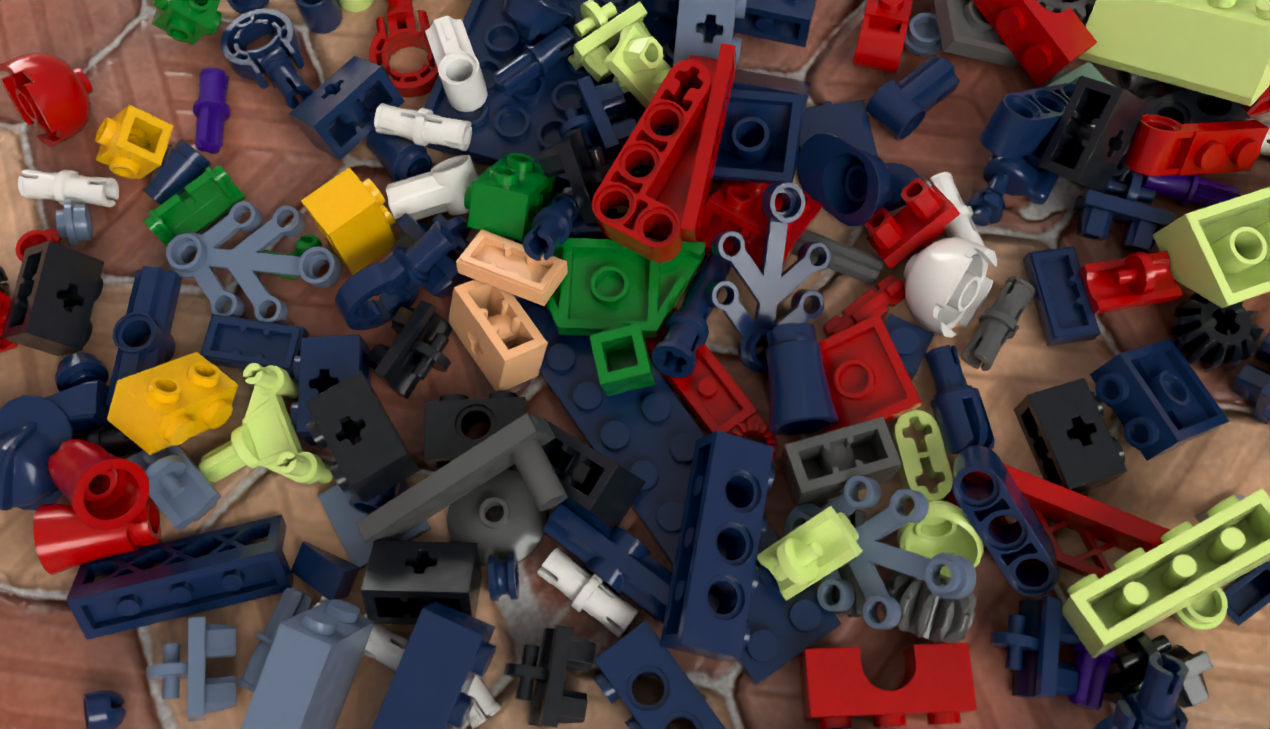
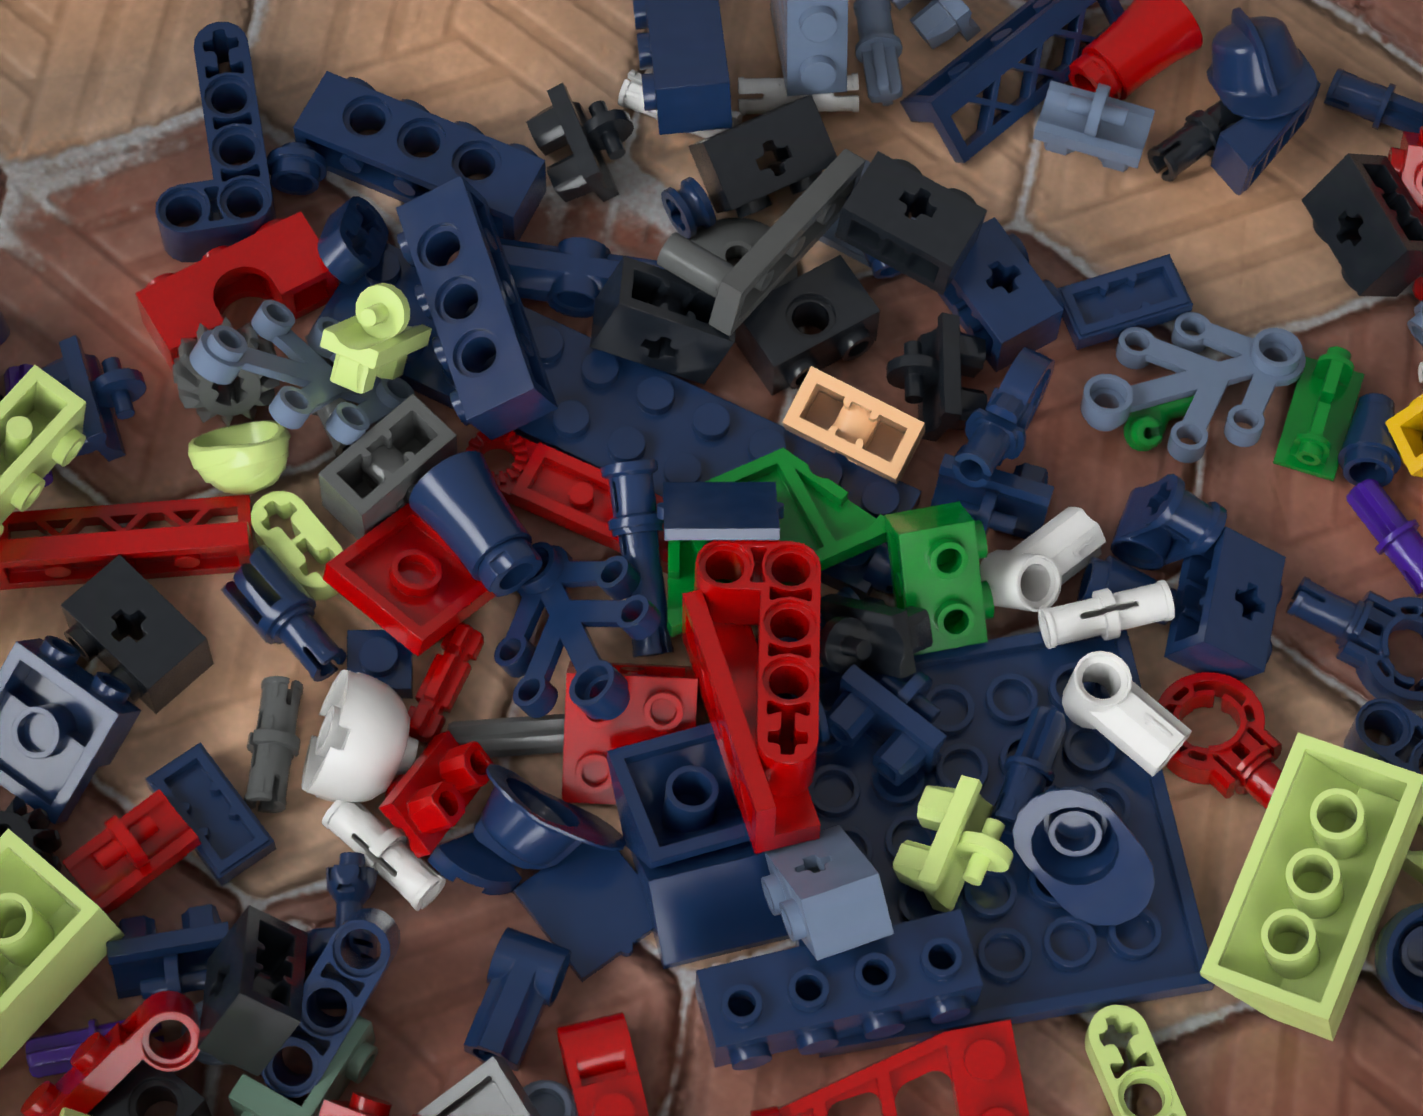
camera: 145 degrees right, 5 degrees down
(79, 369) = (1283, 180): dark blue plate -> none
(98, 484) = (1149, 60): red plant -> none
(148, 313) = (1259, 270): dark blue piece -> none
(172, 402) = (1144, 181): yellow brick -> none
(266, 434) = (1034, 209): yellowish green axle -> none
(322, 141) = (1165, 525): none -> dark blue piece
(324, 571) = (874, 130): dark blue piece -> none
(352, 219) = (1105, 456): yellow brick -> none
(509, 268) = (873, 474): light nougat plate -> none
(551, 227) = (857, 537): dark blue pin -> none
(587, 592) = (618, 236): white pin -> none
(622, 358) = (685, 435): green brick -> none
(634, 280) = (720, 511): none -> dark blue piece
(638, 64) = (872, 799): yellowish green hips -> none
(780, 671) = (353, 240): none -> dark blue beam
(1010, 542) = (180, 484): dark blue beam -> none

